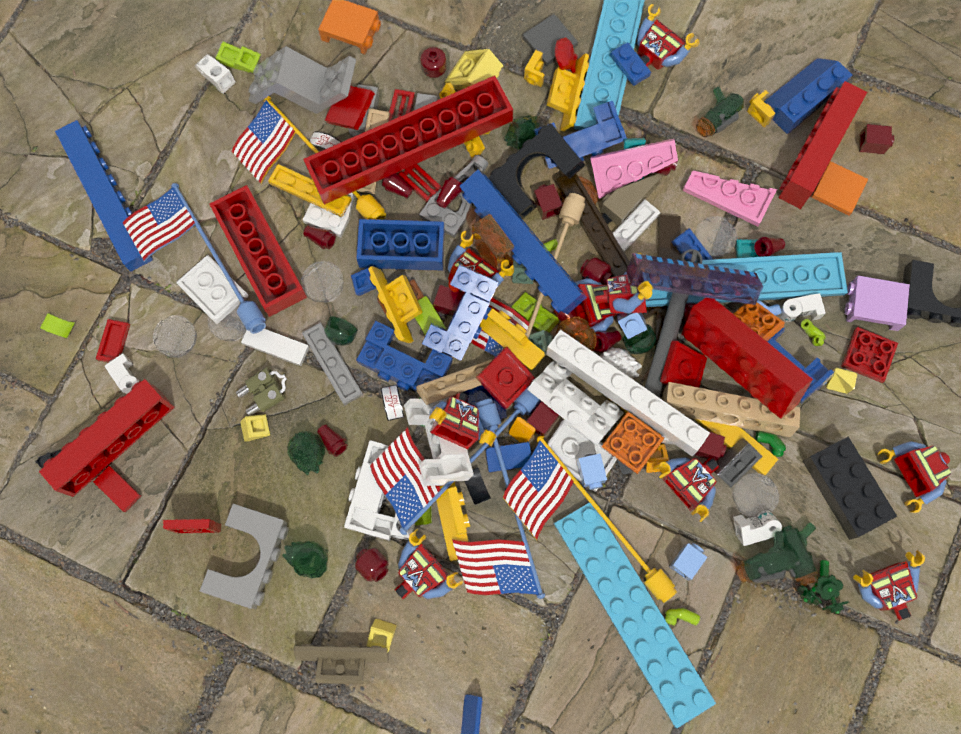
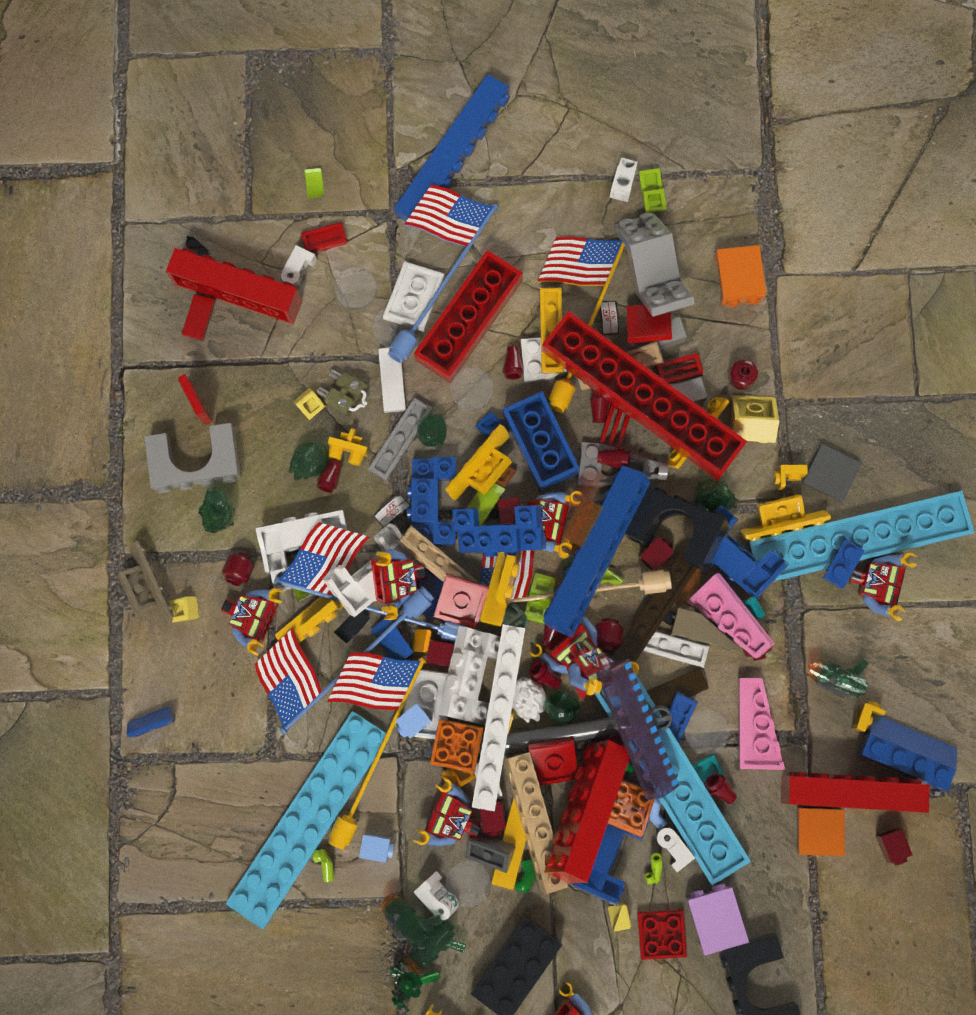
camera: 65 degrees right, 5 degrees up
(312, 408) = (357, 451): none -> yellow hips
(565, 54) = (819, 496): red animal -> none
(580, 331) = (535, 645): clear orange tile -> none
(632, 323) = (569, 695): light blue brick -> none

